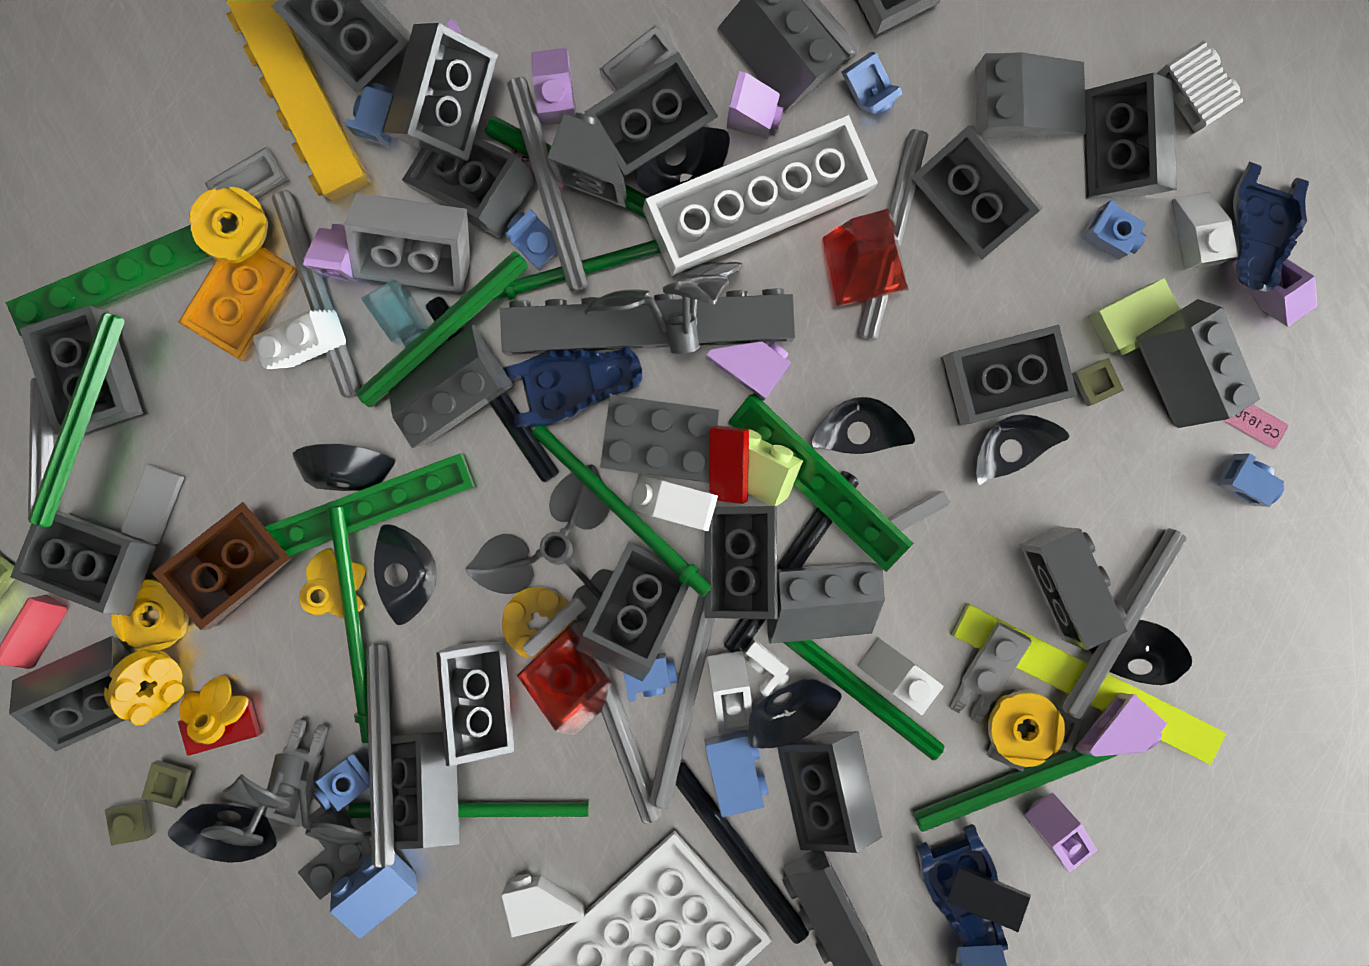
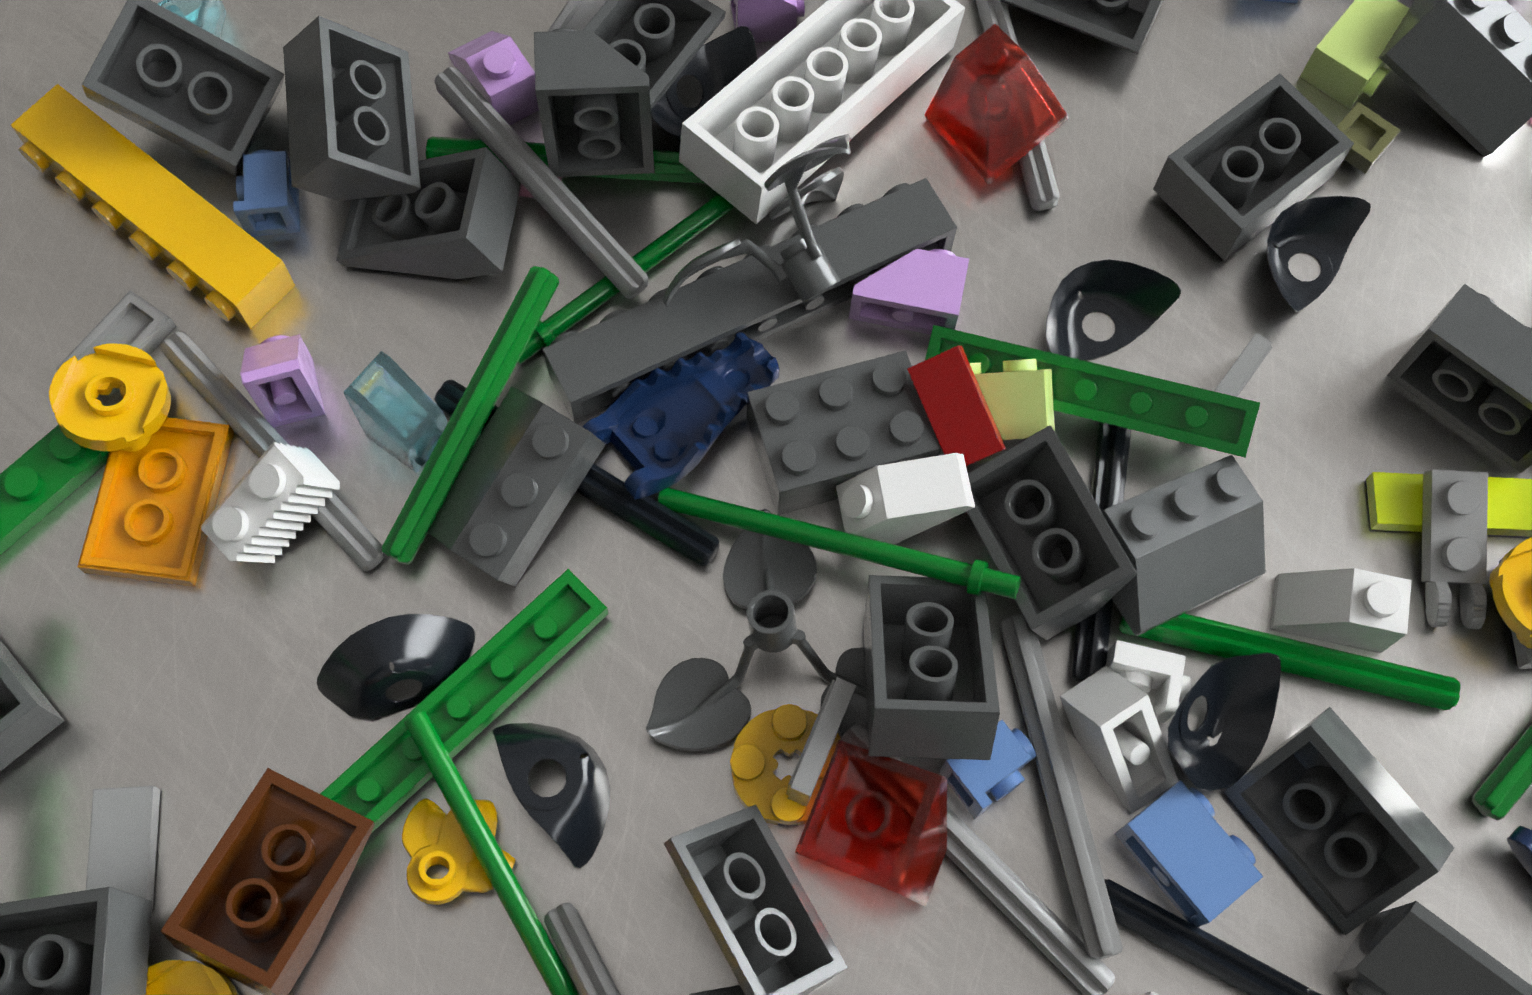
camera: 30 degrees left, 20 degrees down
(408, 242) = (377, 301): light grey brick -> none
(532, 238) = (540, 249): medium blue bracket -> none

